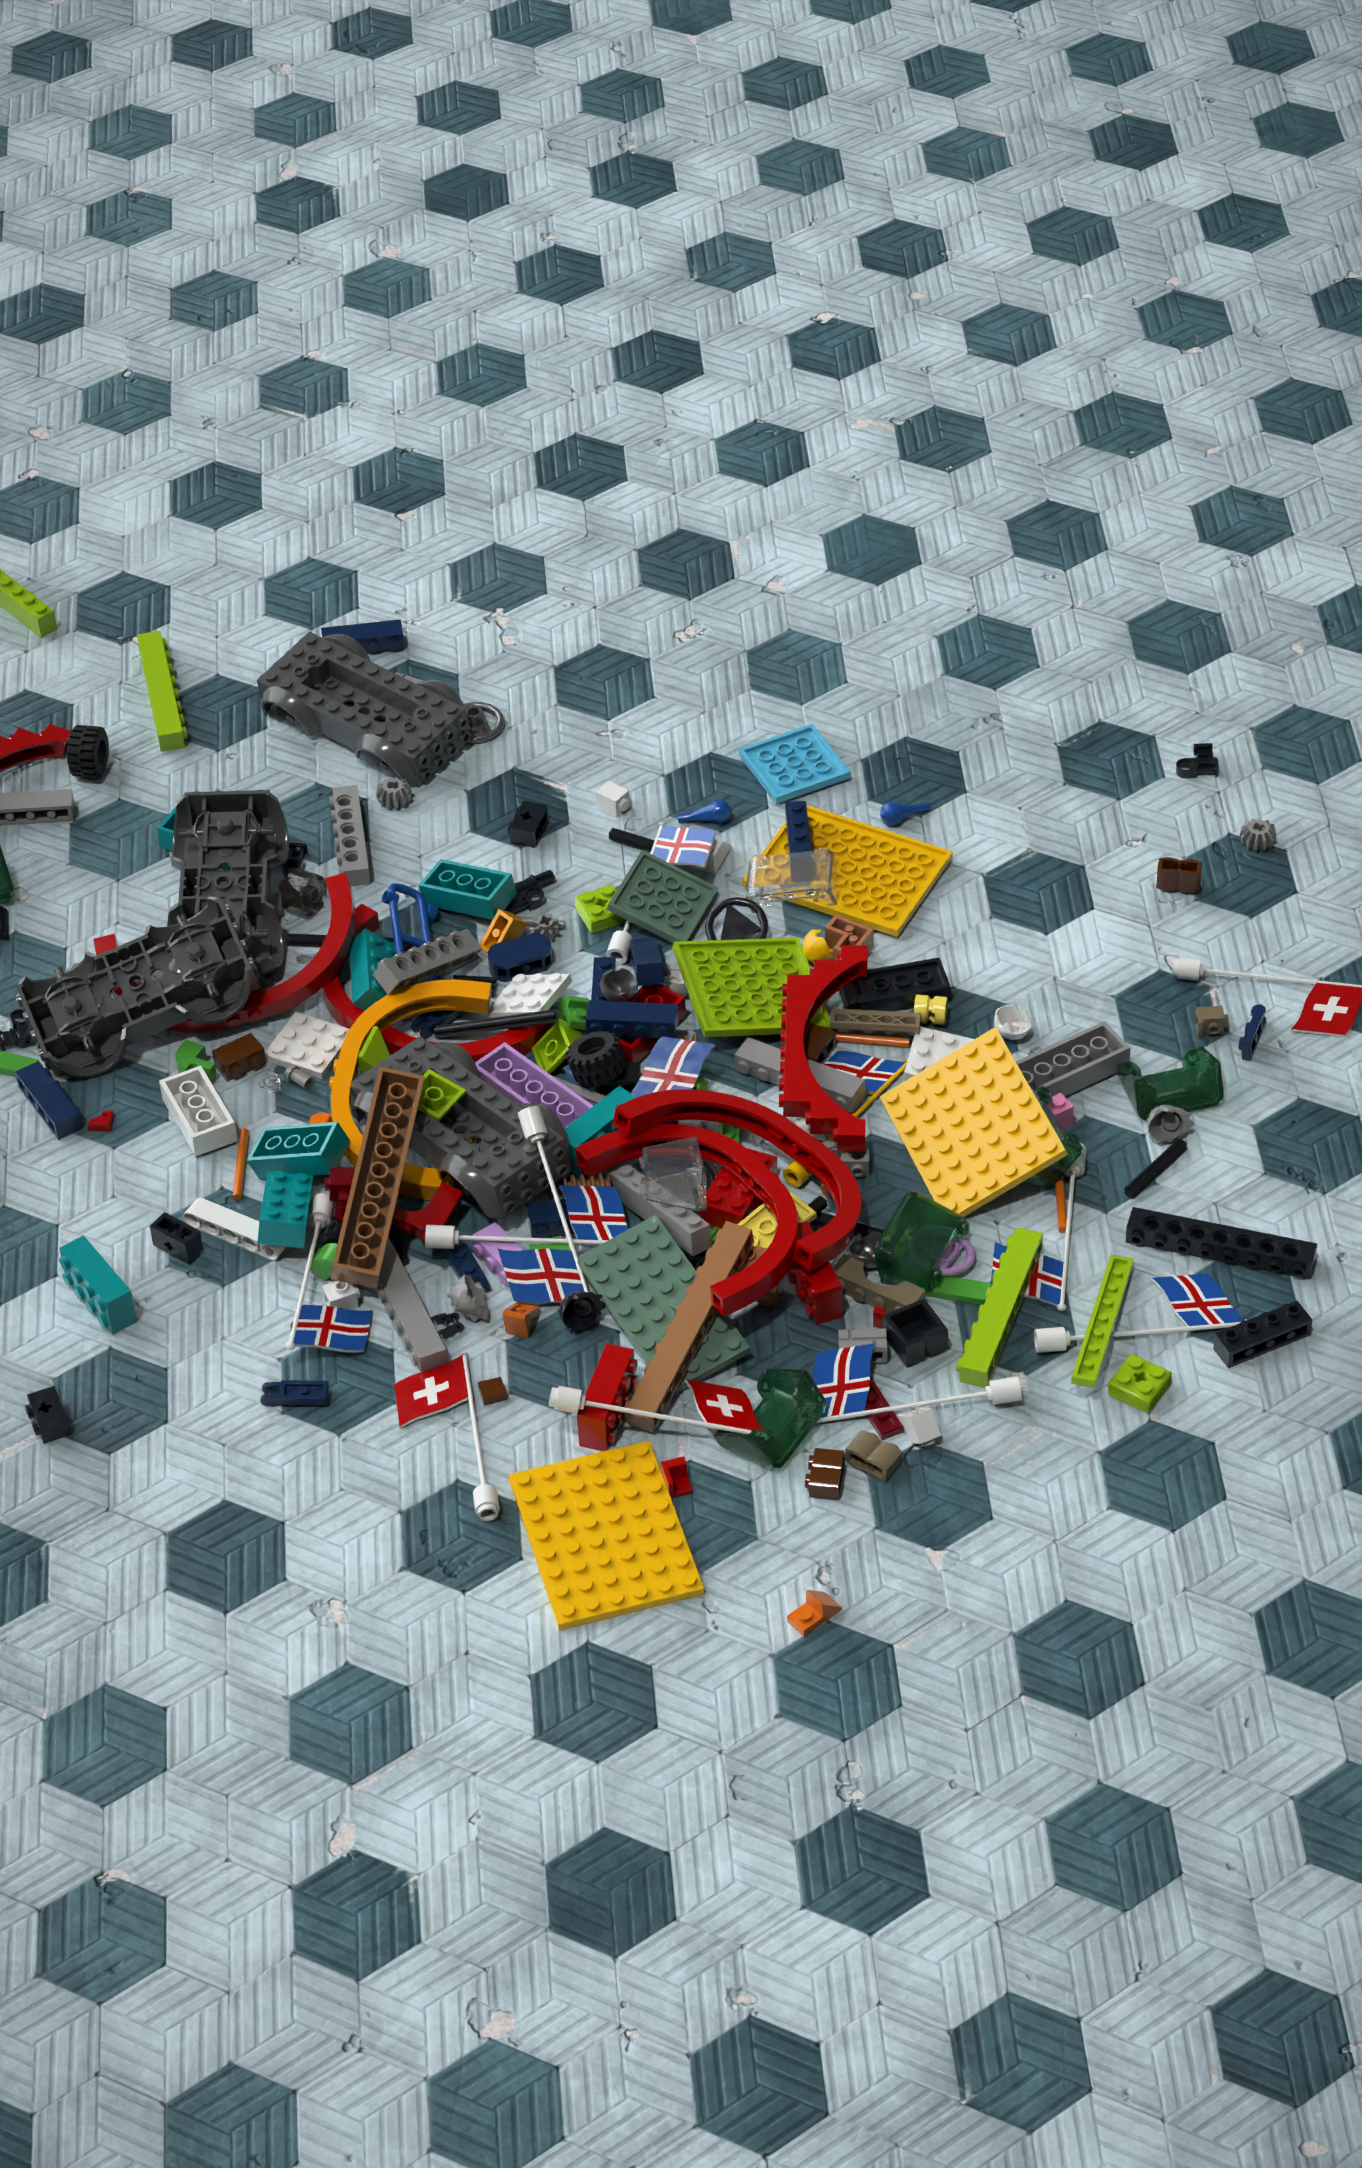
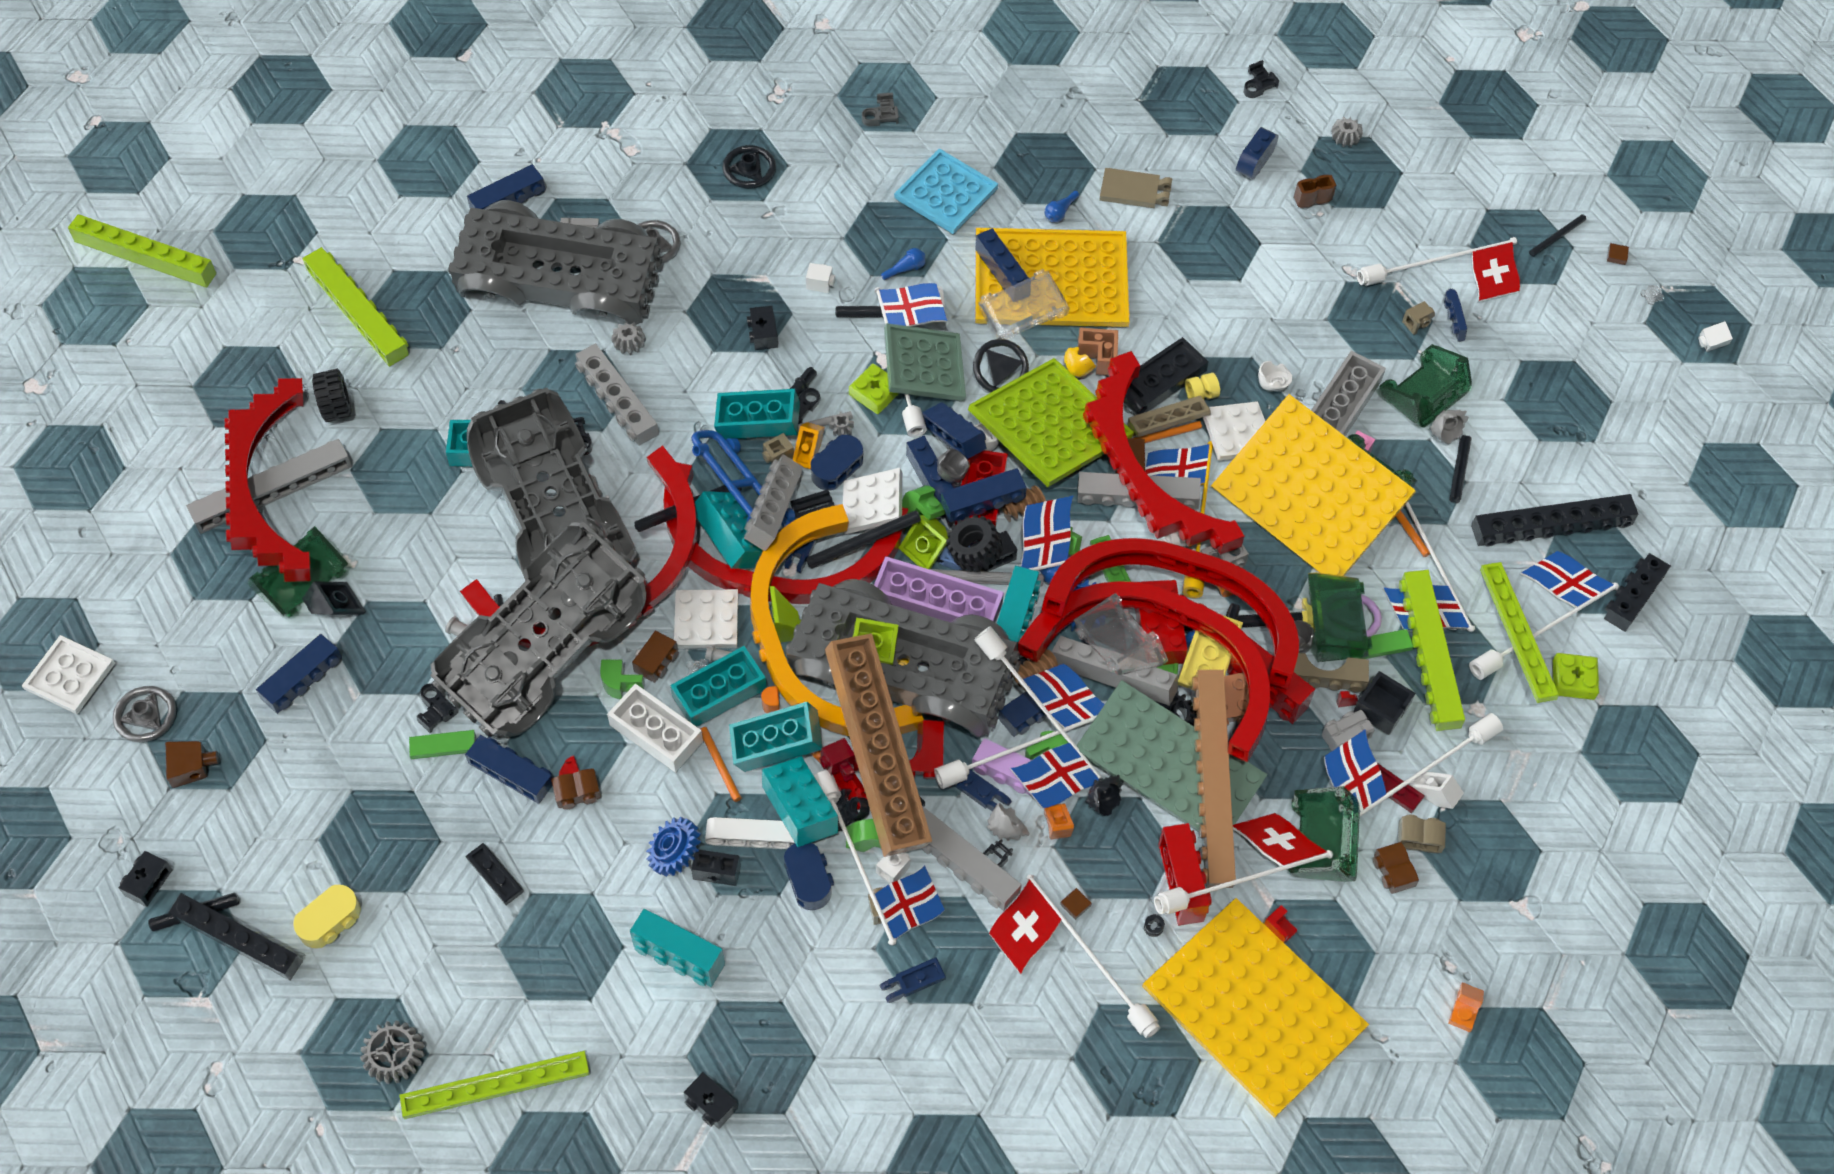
camera: 30 degrees left, 15 degrees up
(96, 1135) = (576, 788): none -> reddish brown brick
(148, 1206) = (673, 846): none -> blue gear
(257, 1276) = (808, 876): none -> dark blue brick
(277, 1098) = (718, 686): none -> teal brick
(302, 892) = (612, 468): clear smoke brick -> none
(473, 923) = (776, 448): none -> dark tan brick
(553, 1440) = (1150, 920): none -> black bush
(613, 686) = (748, 166): none -> black piece
(782, 679) = (886, 111): none -> dark grey piece
(992, 819) = (1135, 188): none -> dark tan tile
(1142, 823) = (1257, 153): none -> dark blue brick

